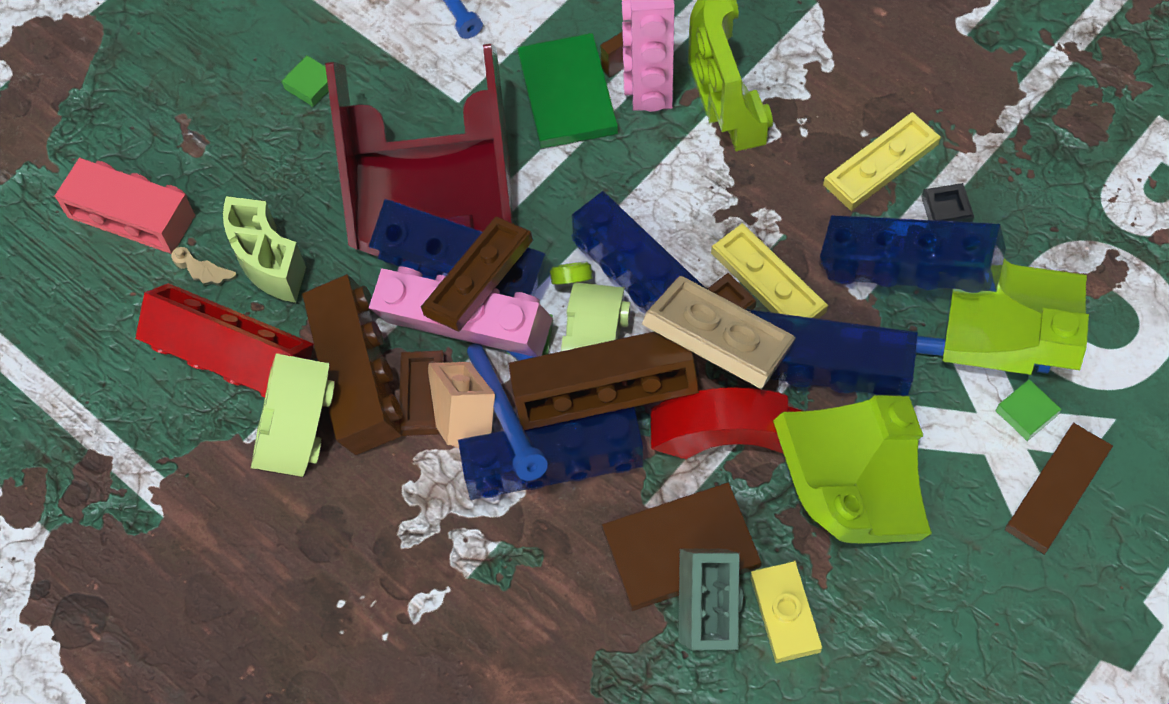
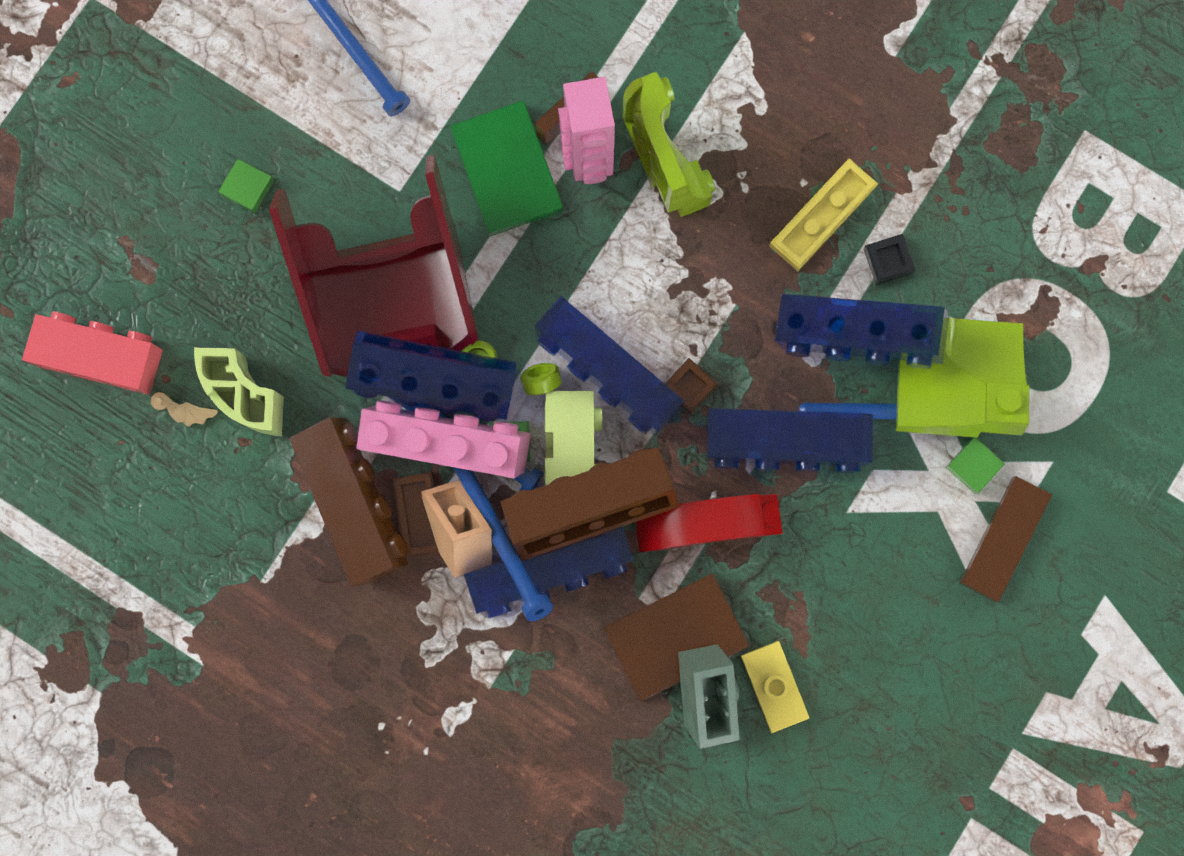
camera: 10 degrees left, 20 degrees up
(214, 336) = (223, 493): red brick -> none
(291, 415) = (305, 567): yellowish green brick -> none
(477, 274) = (457, 413): reddish brown tile -> none
(719, 331) = (692, 448): tan tile -> none
(766, 275) = (727, 357): light yellow tile -> none
(858, 469) = (828, 557): lime slope -> none

